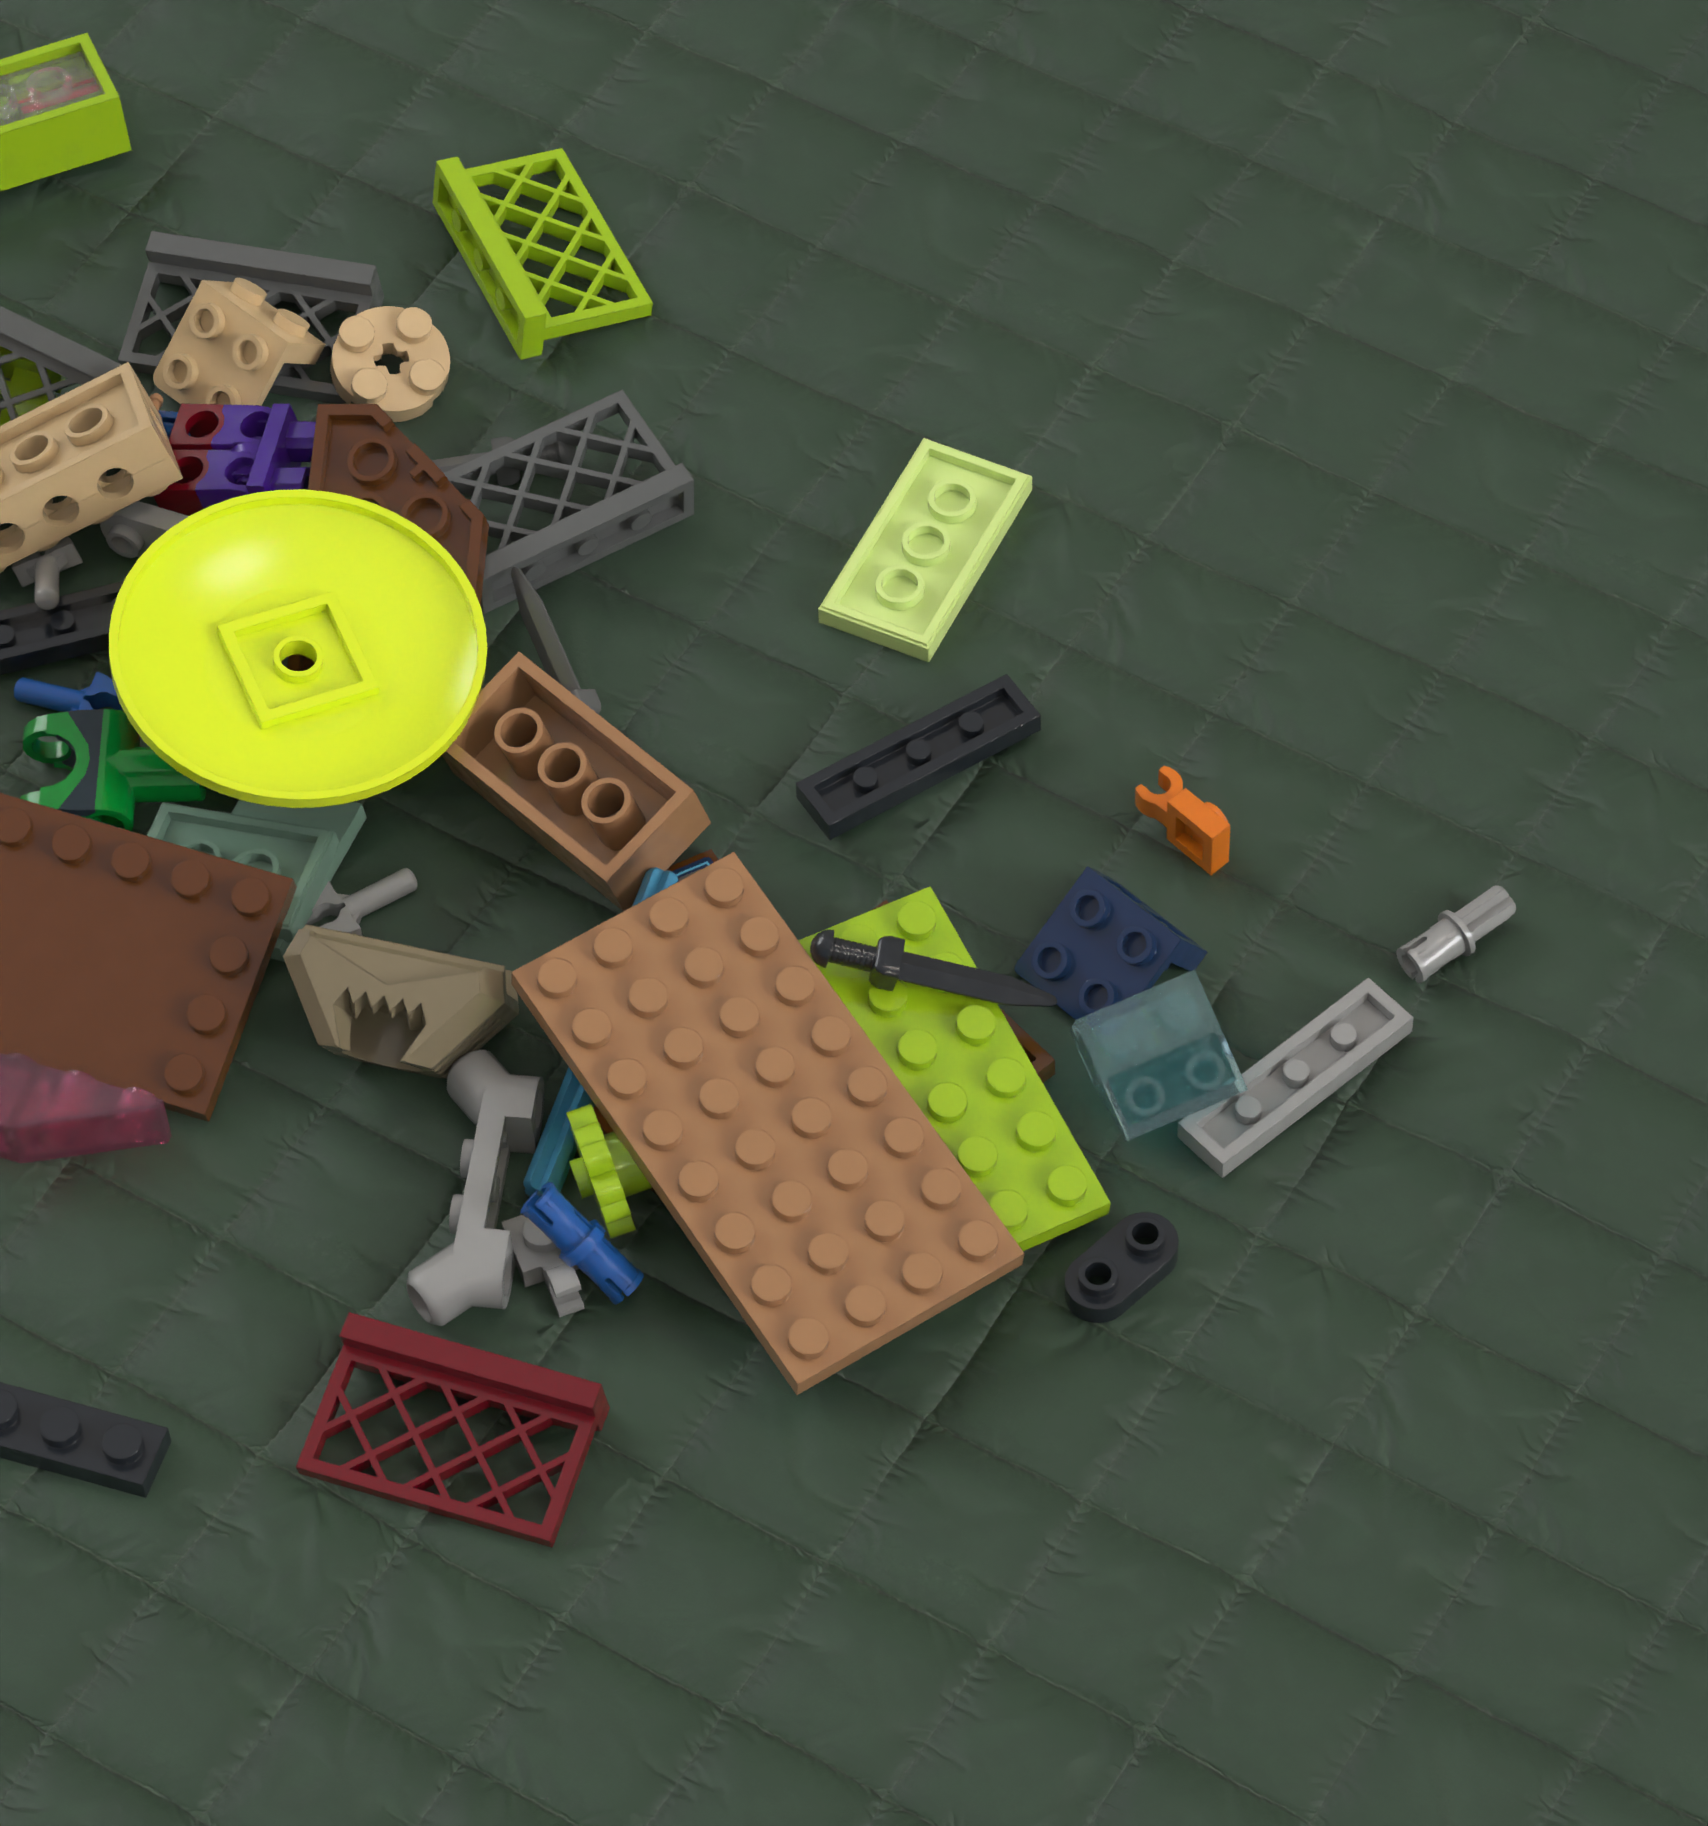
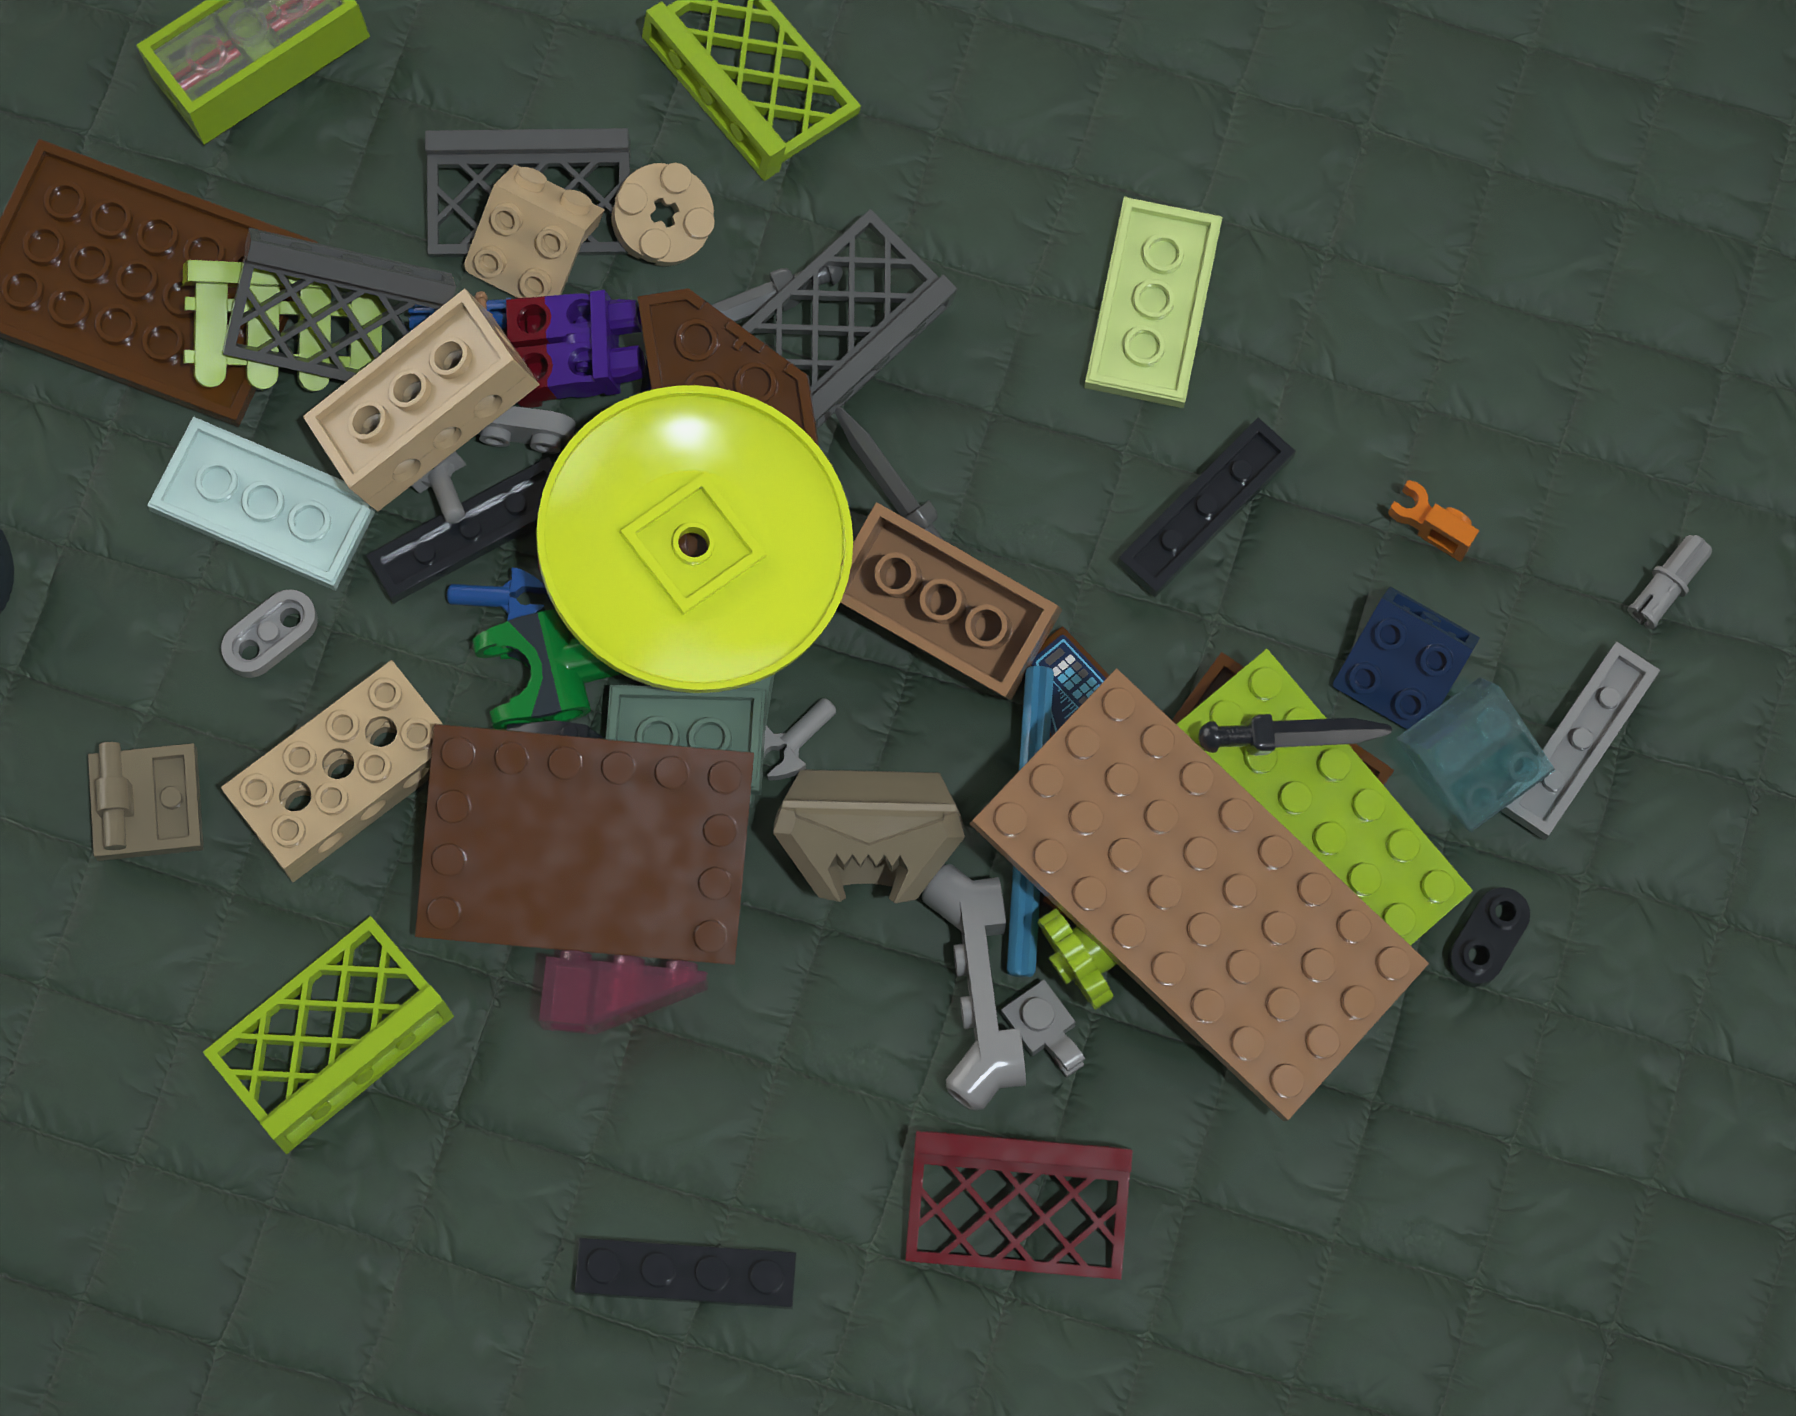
camera: 20 degrees left, 20 degrees up
(582, 1243) = (1077, 1023): blue pin -> none

